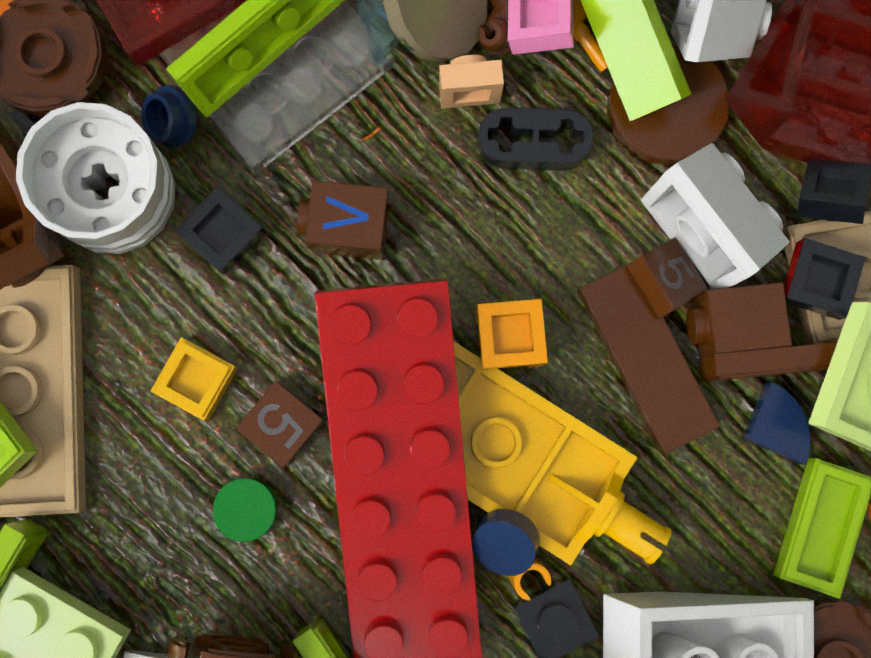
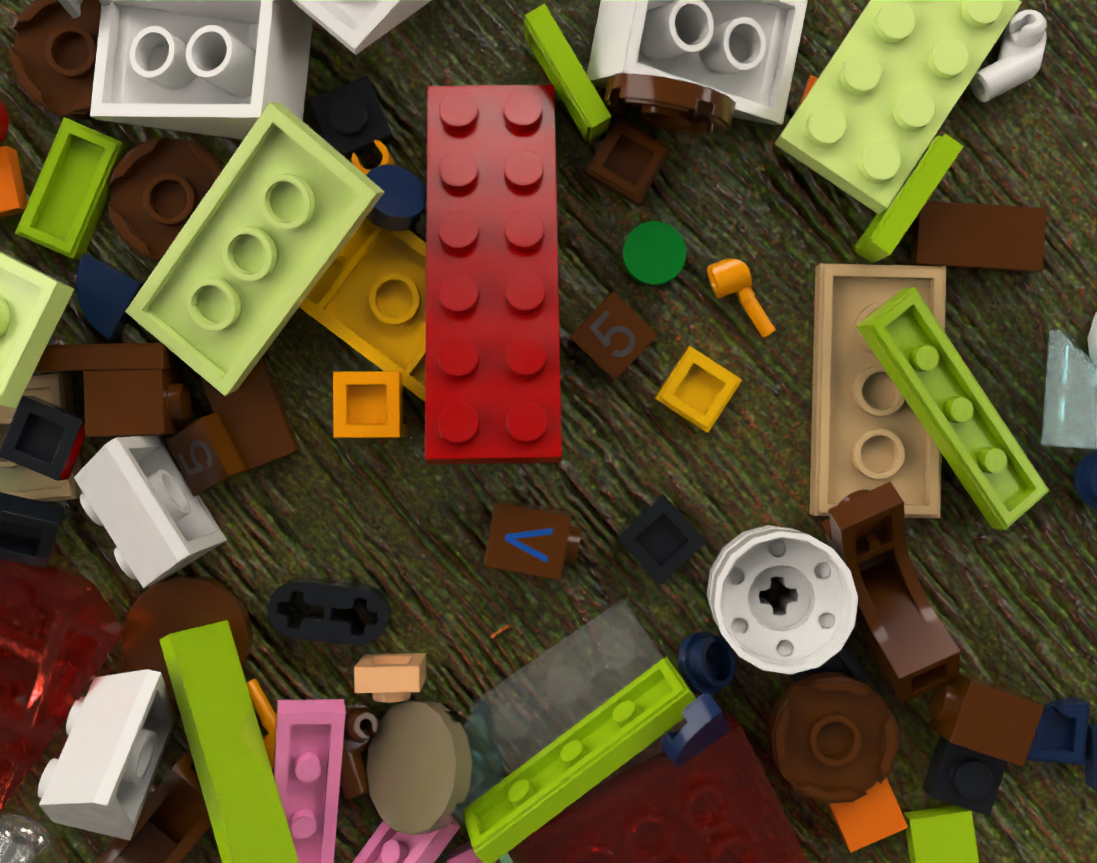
camera: 170 degrees left, 5 degrees up
(162, 50) = (704, 727): none -> dark blue tile
(162, 492) = (734, 277): none -> light orange hand
(277, 600) = (627, 161): none -> reddish brown tile
(634, 479) = (254, 248): none -> yellowish green plate
(725, 524) = (158, 192): none -> reddish brown tile

